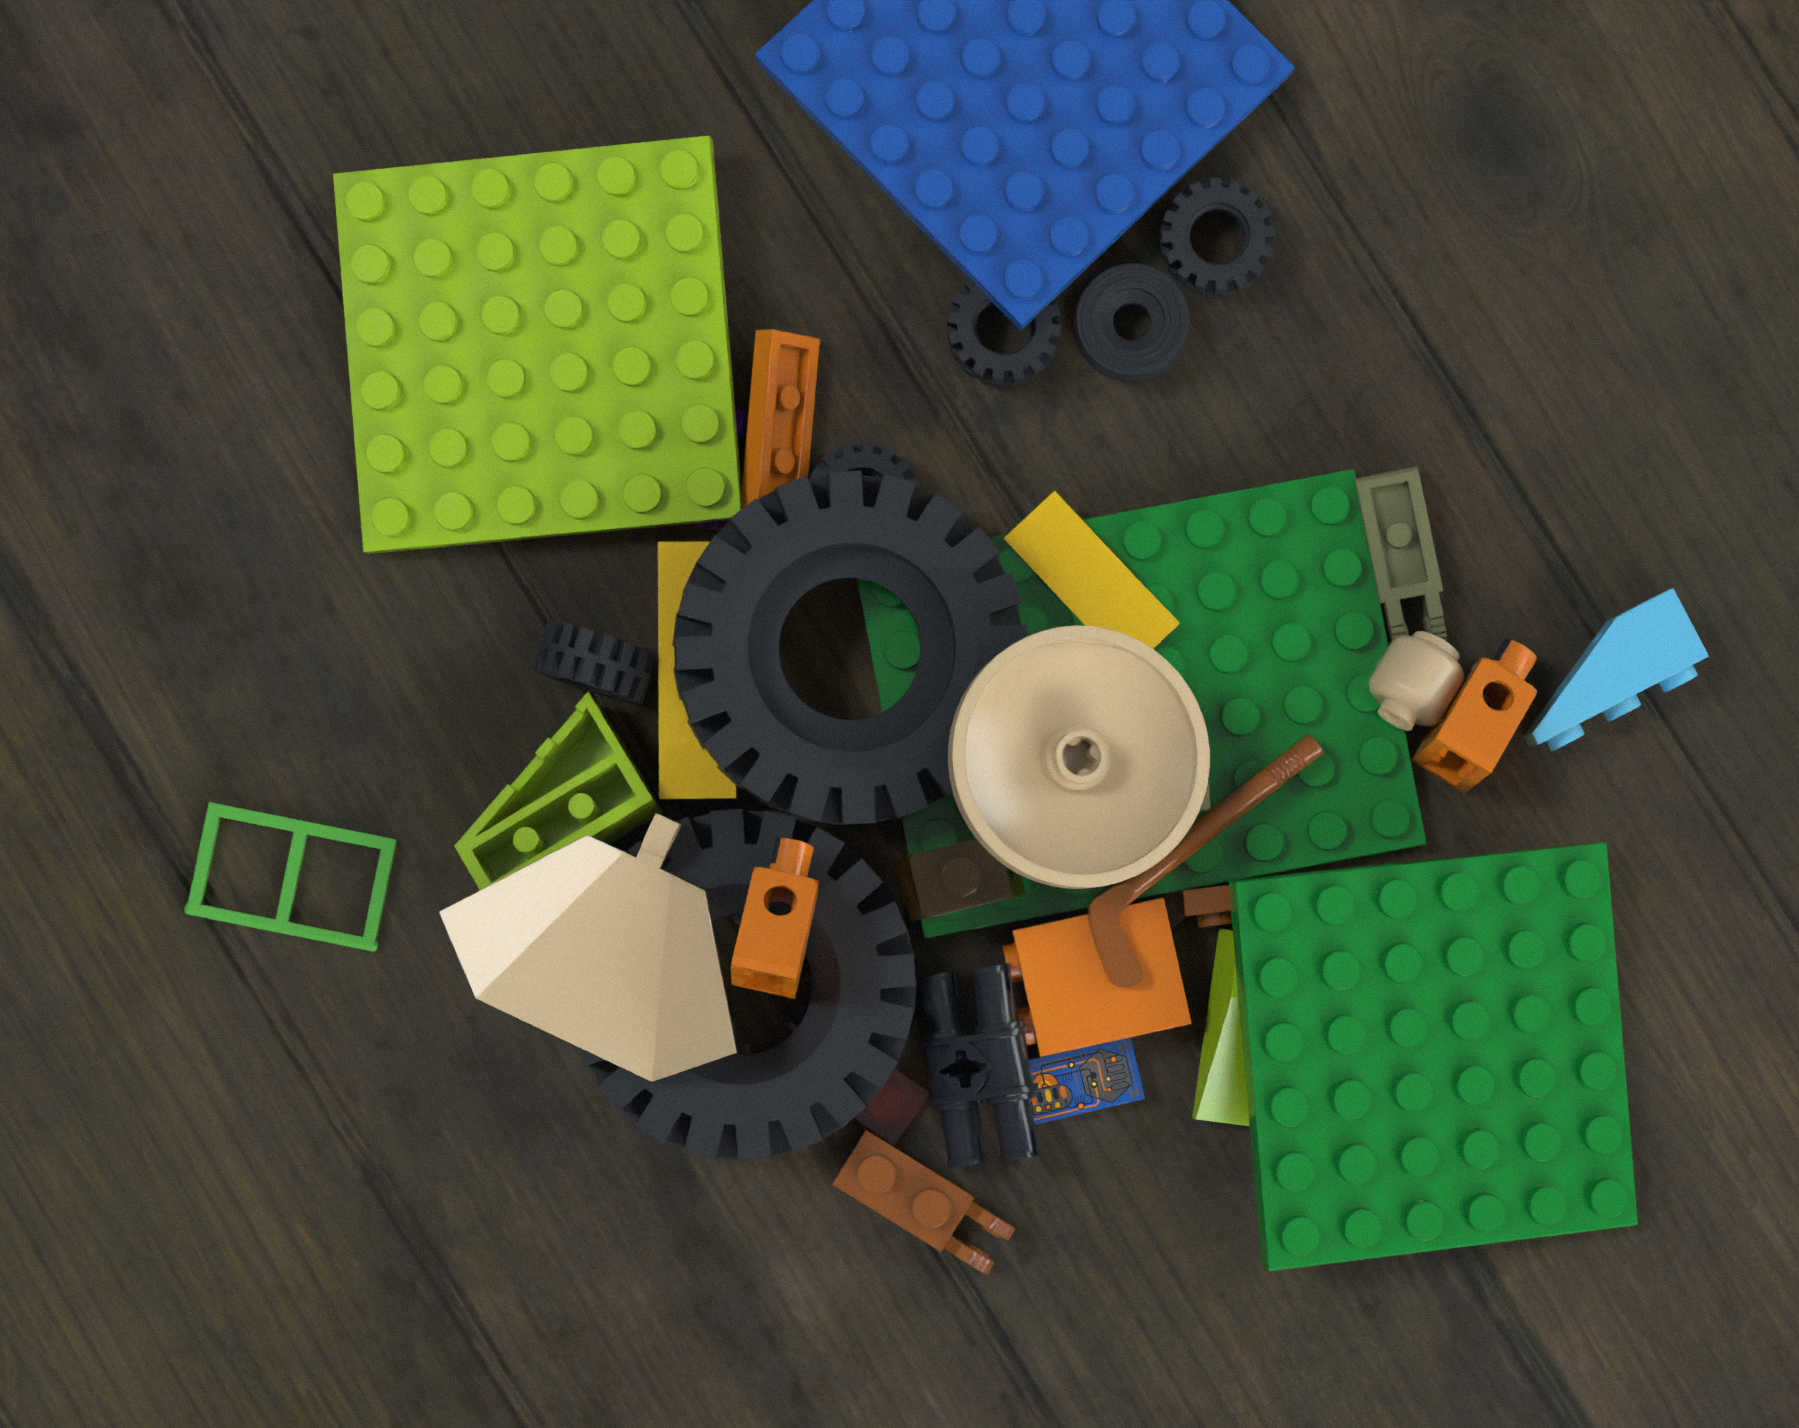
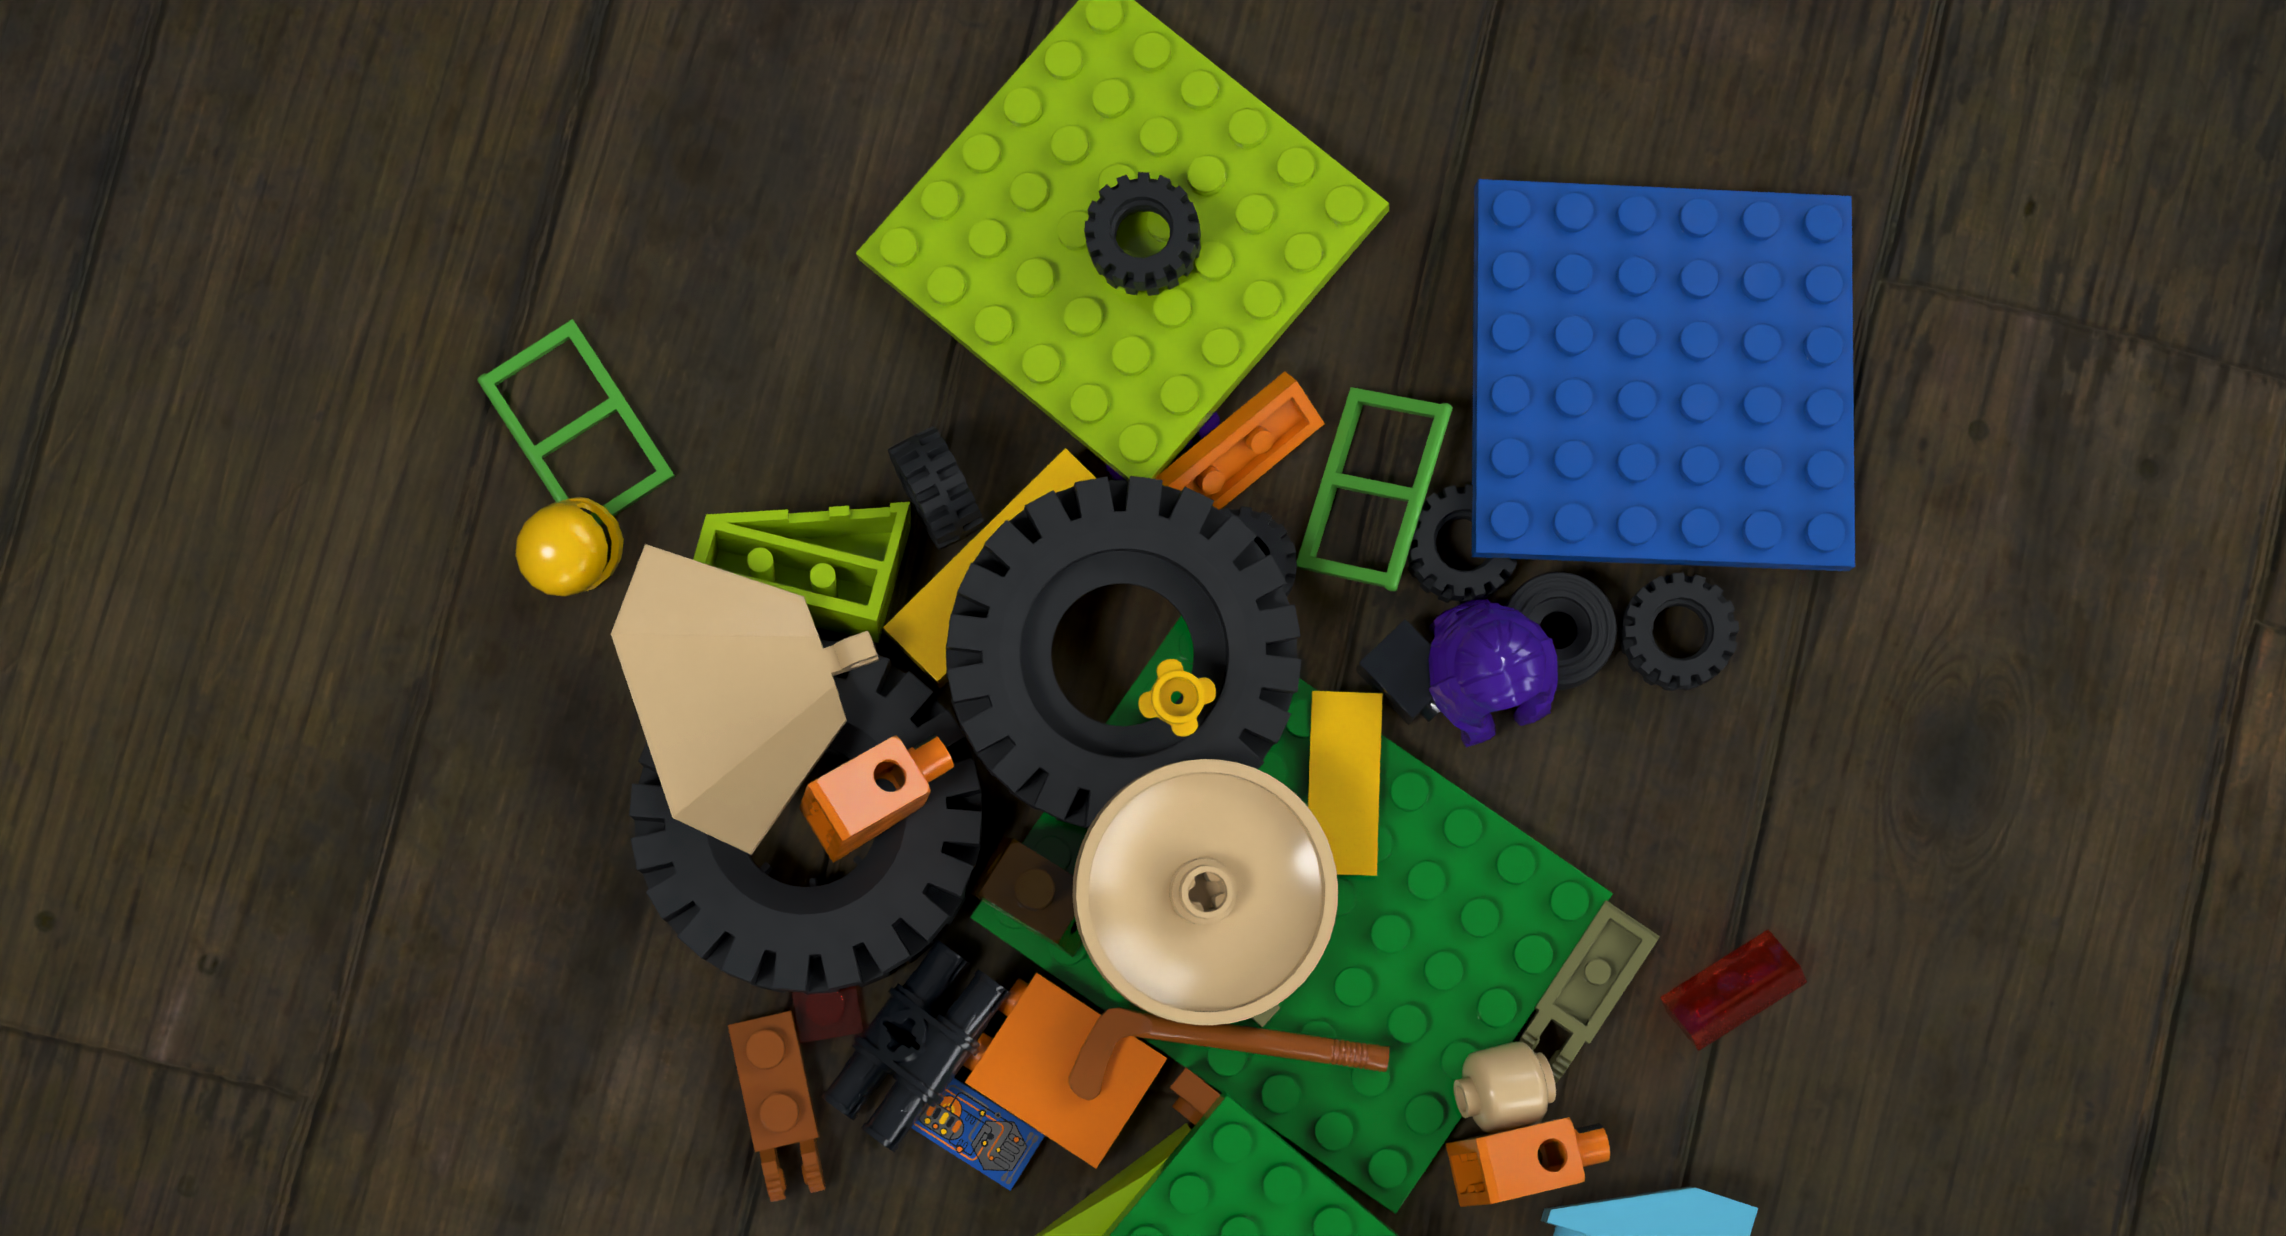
camera: 45 degrees right, 5 degrees down
(376, 969) = (566, 549): none -> yellow helmet
(530, 306) = (1147, 196): none -> black tyre
(865, 371) = (1335, 479): none -> bright green window
(939, 649) = (1195, 694): none -> yellow plate
(1059, 457) = (1401, 673): none -> black brick
(1112, 396) = (1489, 662): none -> dark purple hair
(1504, 452) = (1733, 989): none -> clear red plate

